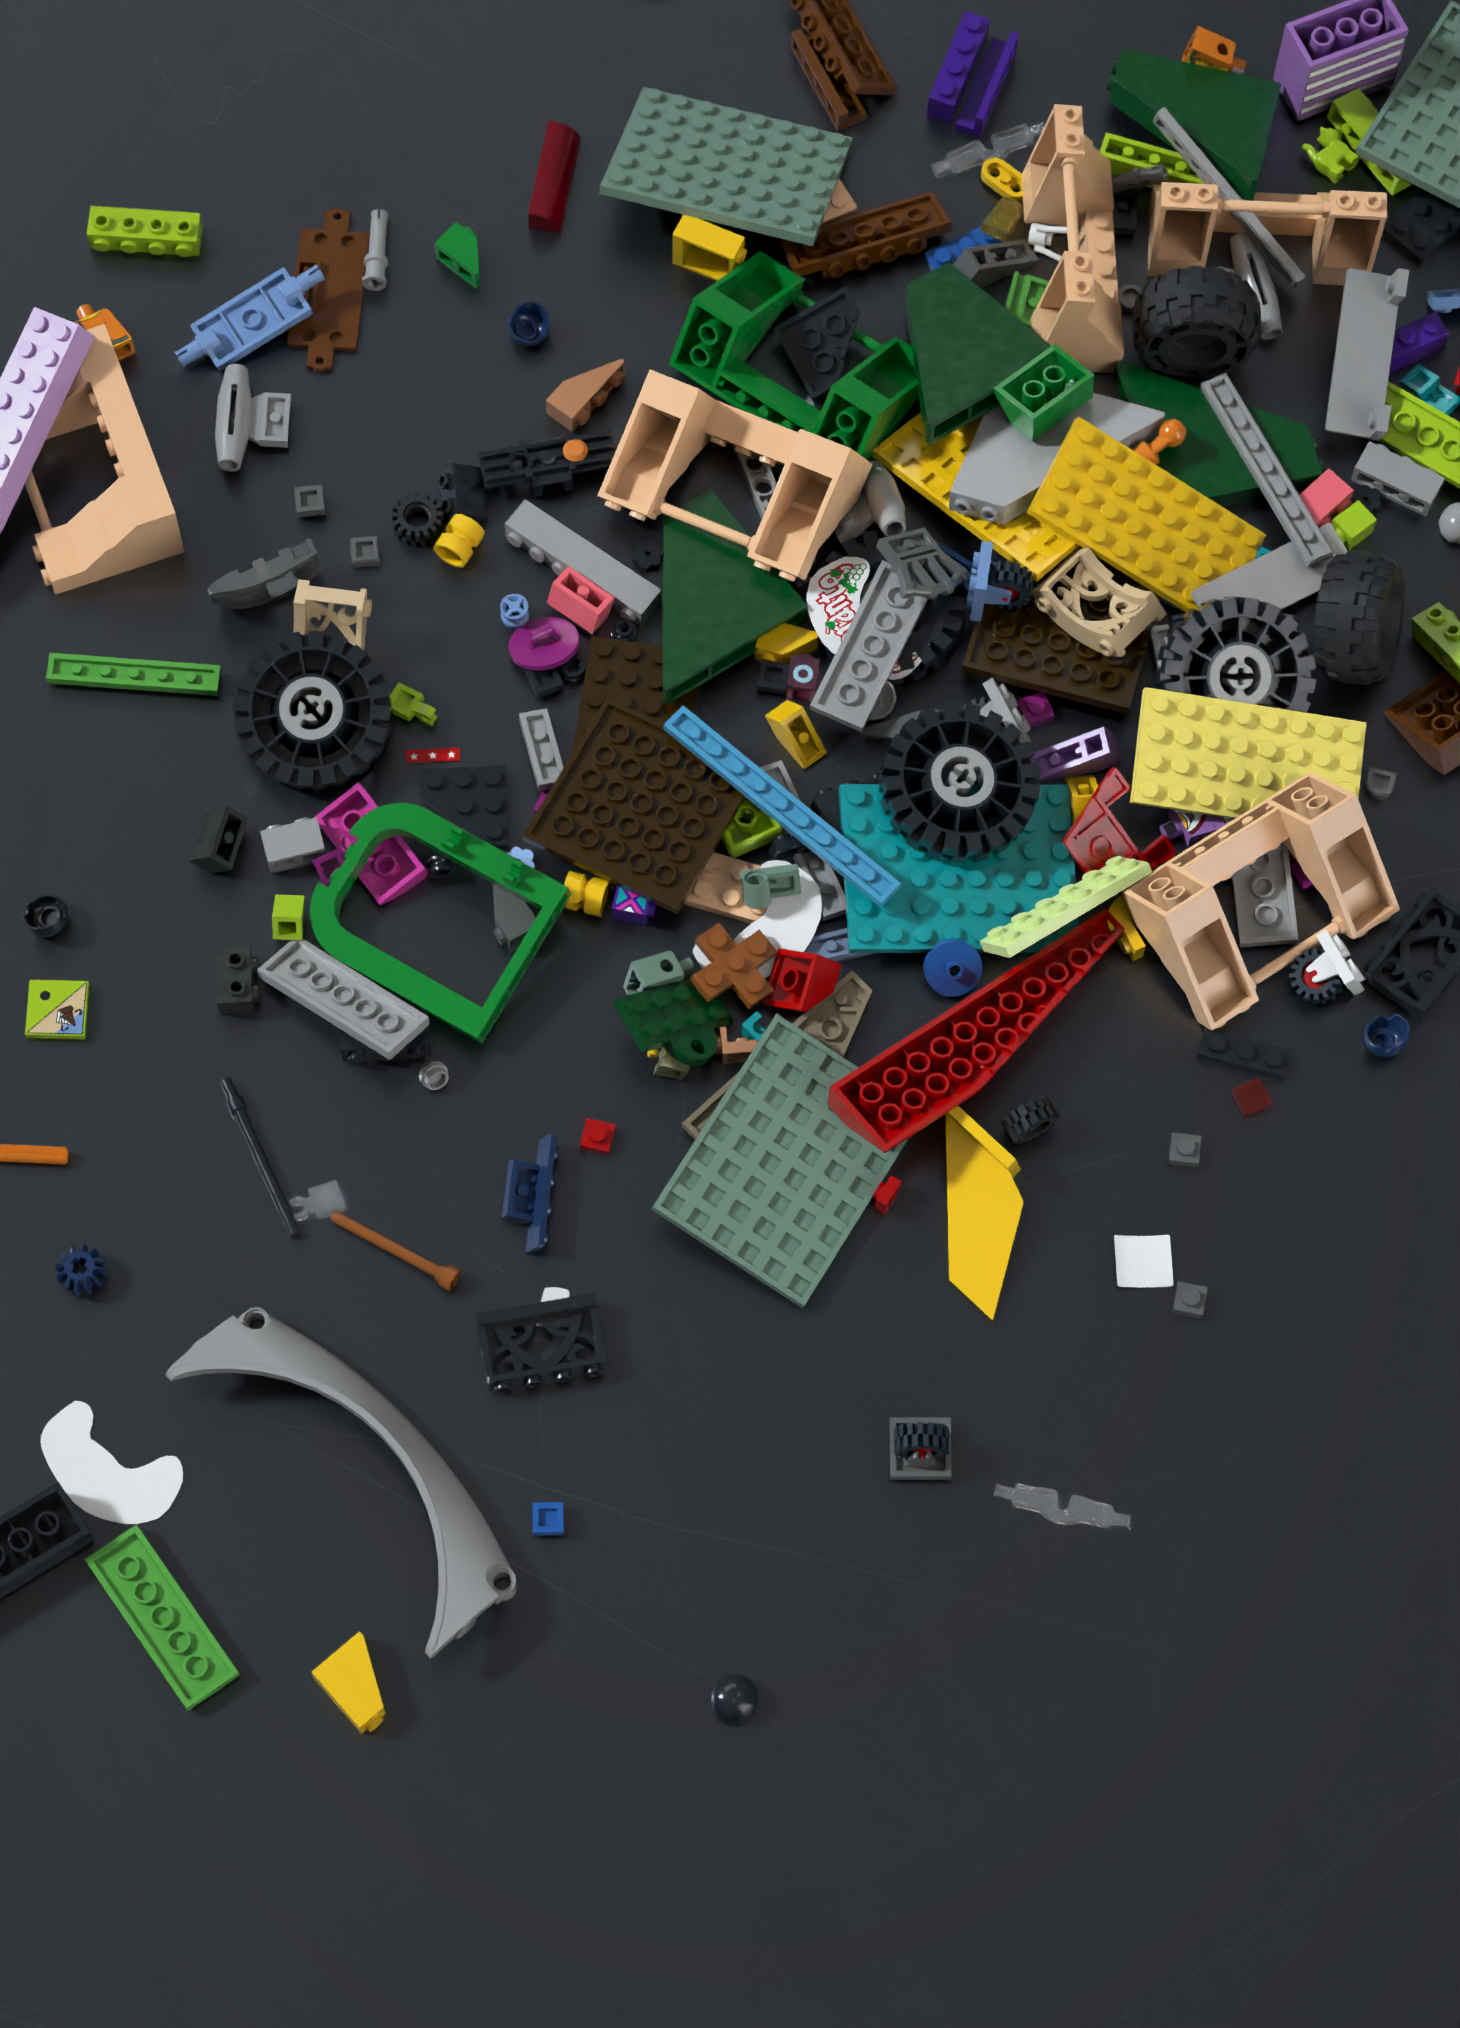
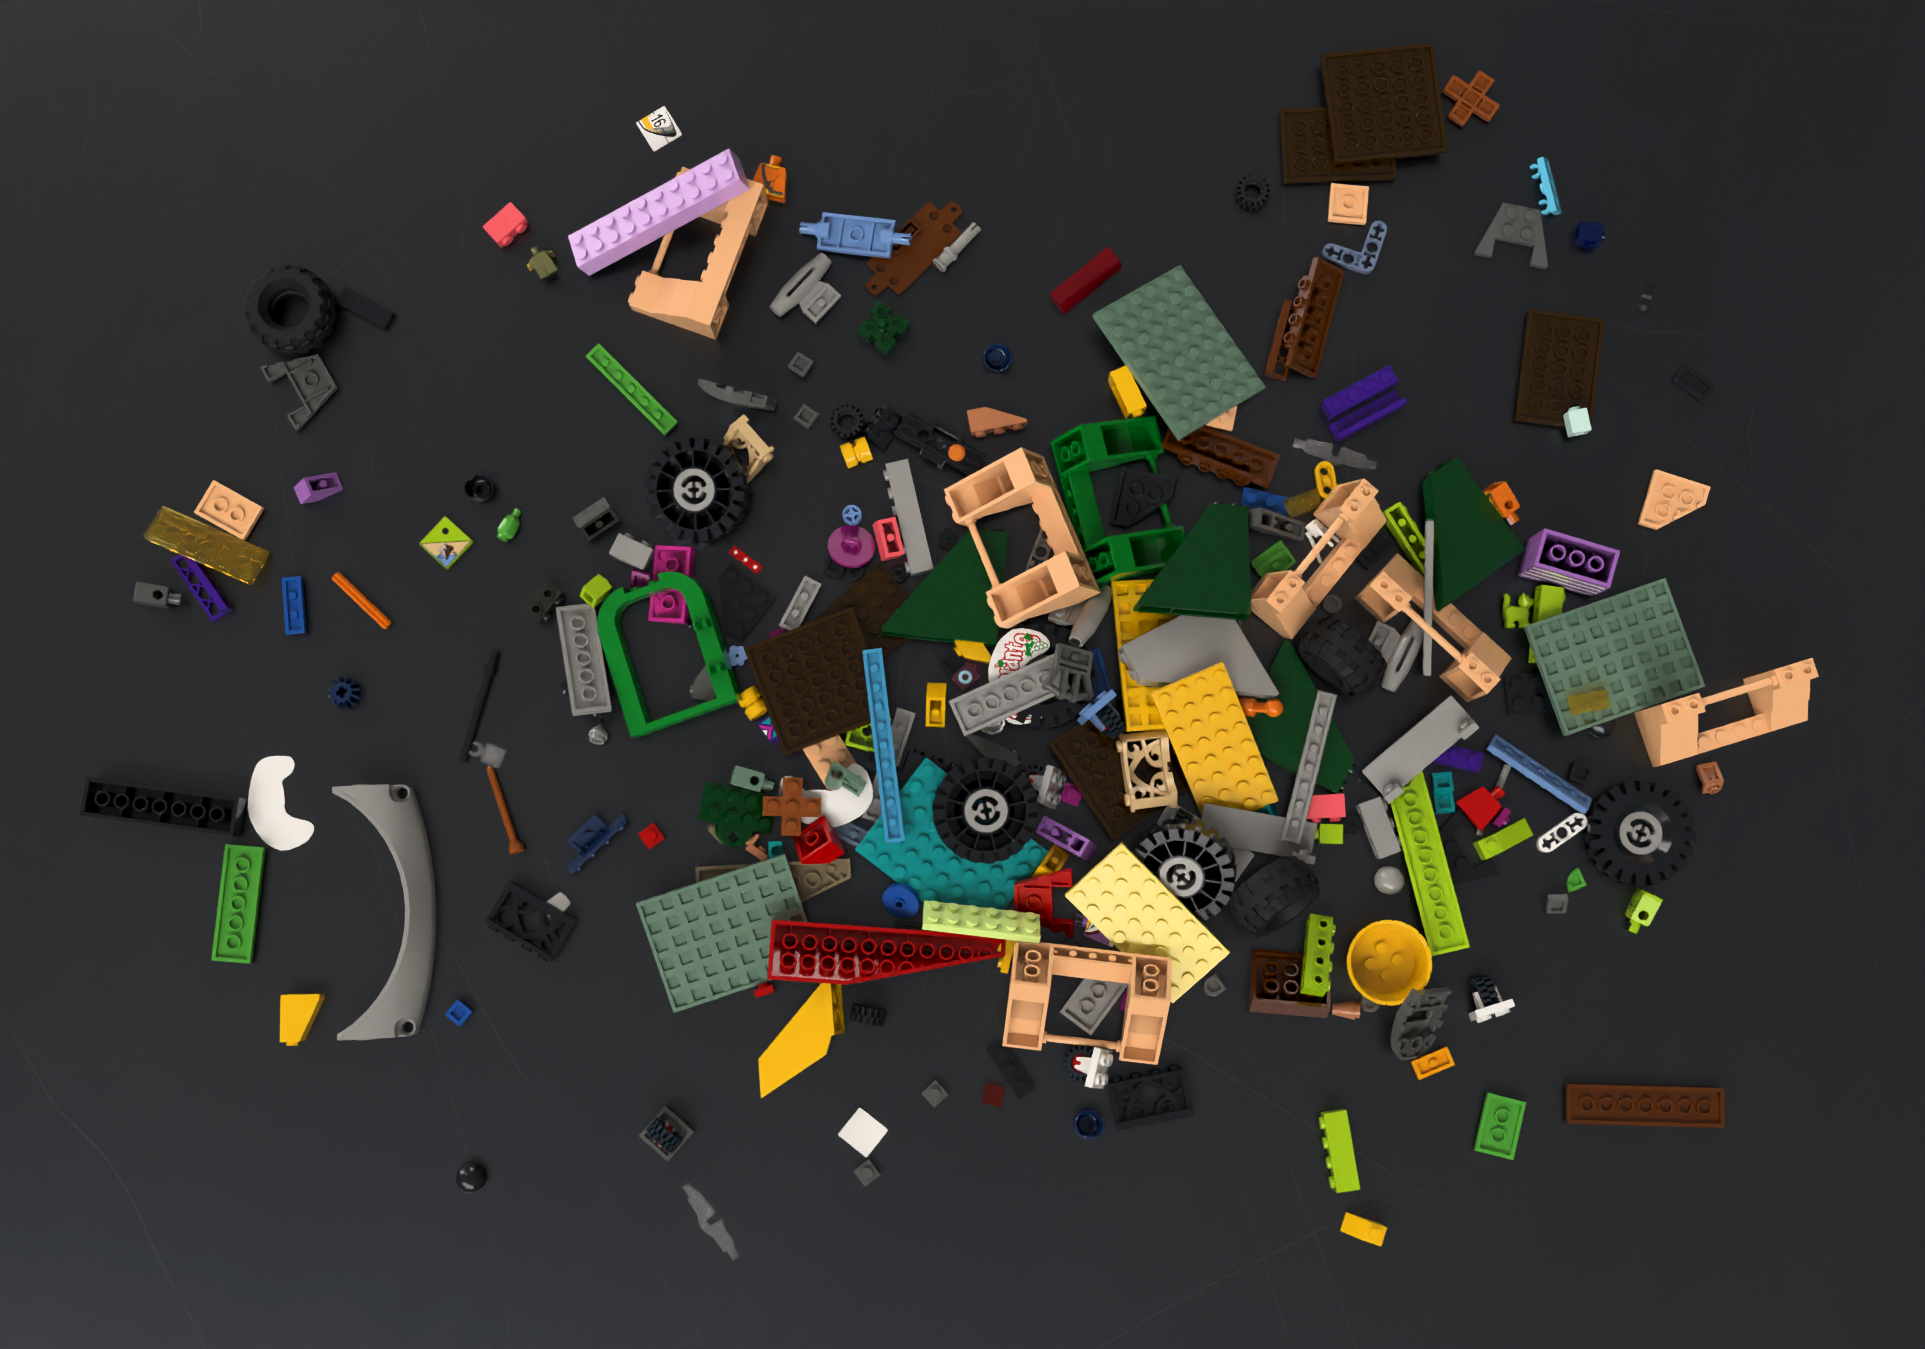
camera: 45 degrees right, 15 degrees up
(118, 932) = (509, 526): none -> bright green plant
(144, 231) = (845, 137): lime brick -> none
(371, 391) = (883, 328): none -> dark green brick
(408, 702) = (754, 521): lime plate -> none
(459, 252) = (999, 285): green slope -> none
(1044, 392) = (1221, 631): green slope -> none
(1139, 178) = (1393, 543): dark grey pin -> none

